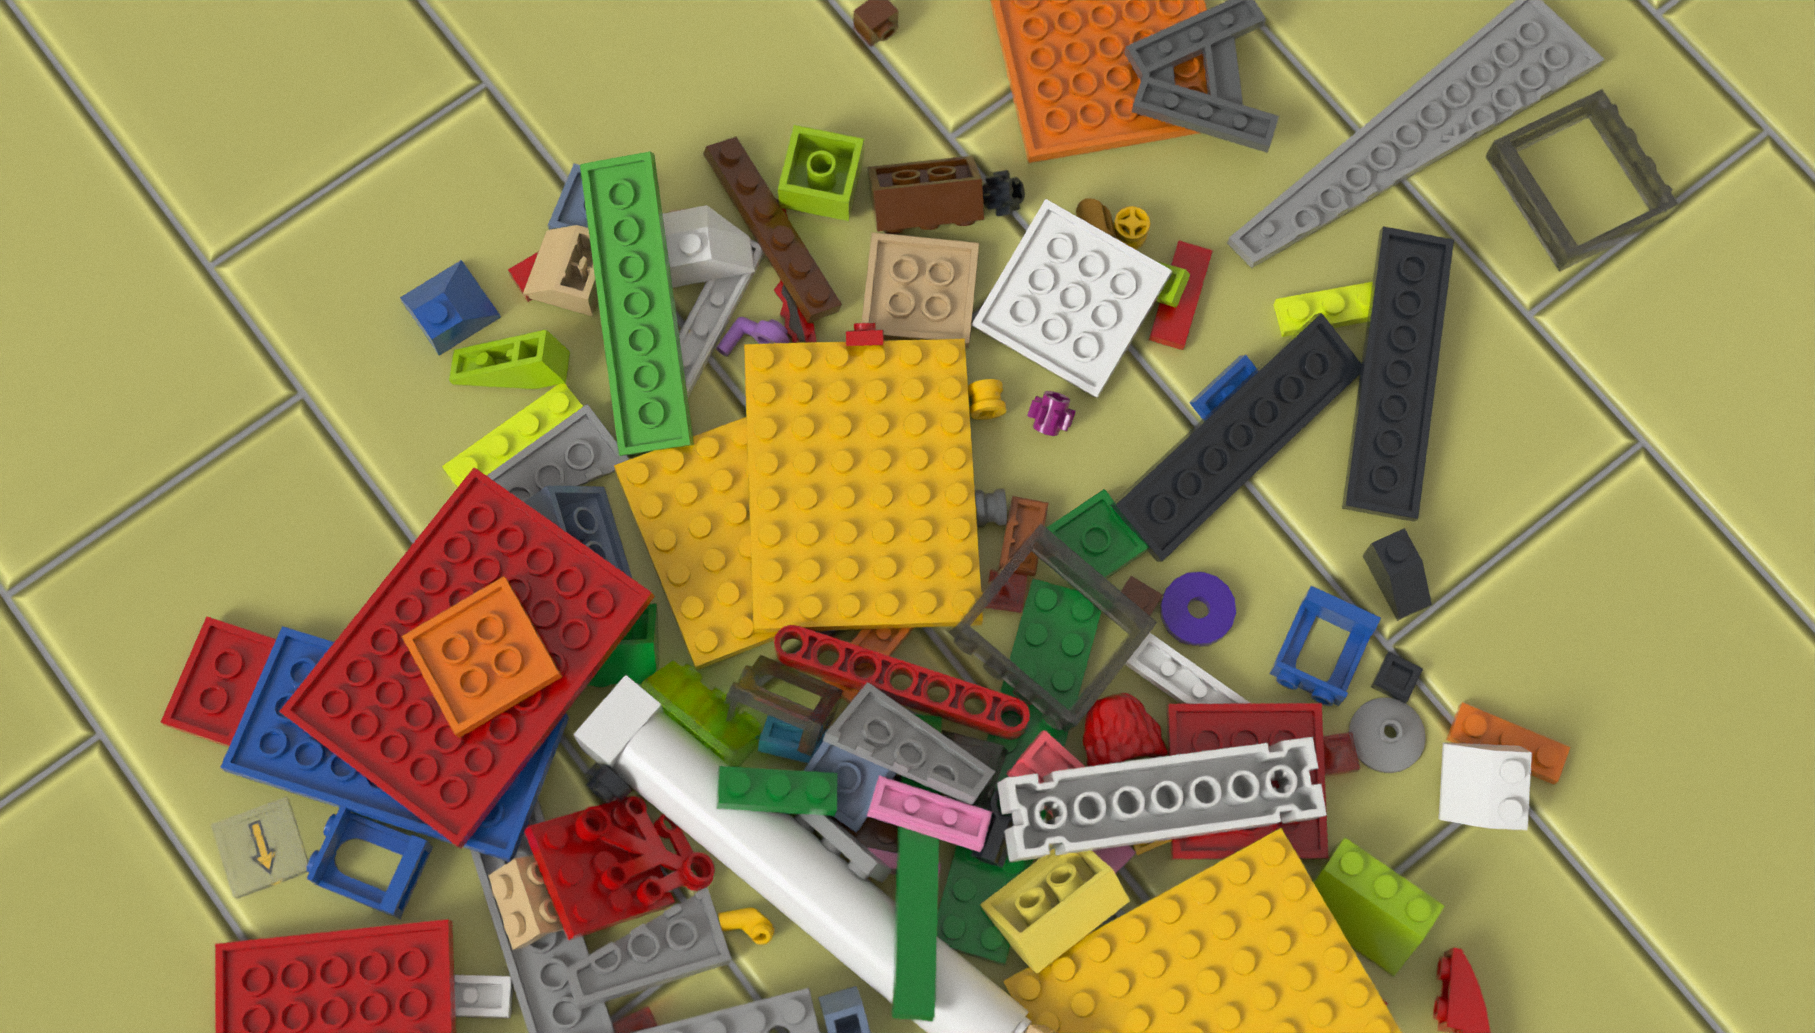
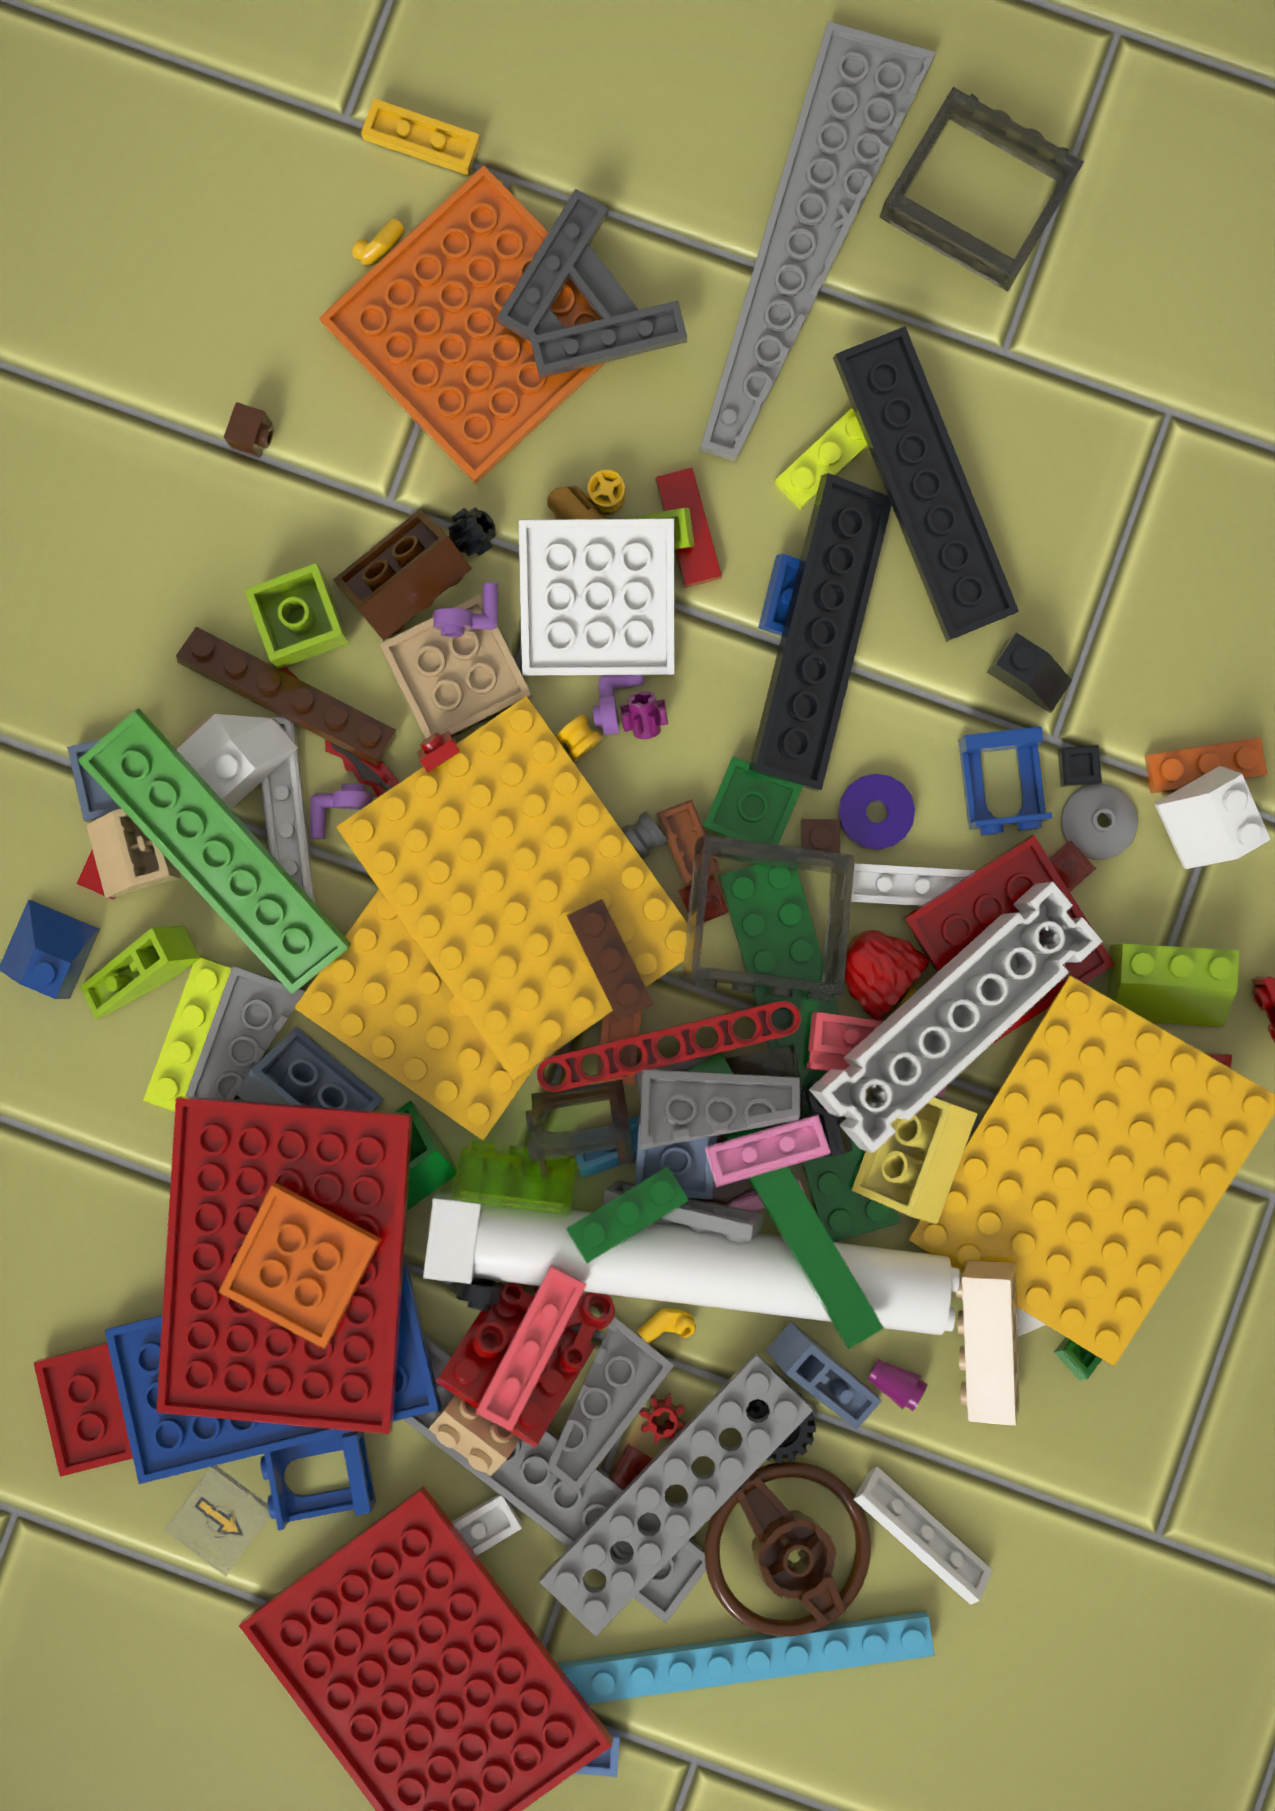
camera: 30 degrees left, 15 degrees up
(624, 846) = (531, 1348): none -> coral plate
(694, 988) = (655, 1410): none -> red gear
(898, 580) = (610, 960): none -> reddish brown plate
(946, 248) = (455, 621): none -> medium lavender plate
(1022, 393) = (606, 712): none -> medium lavender plate

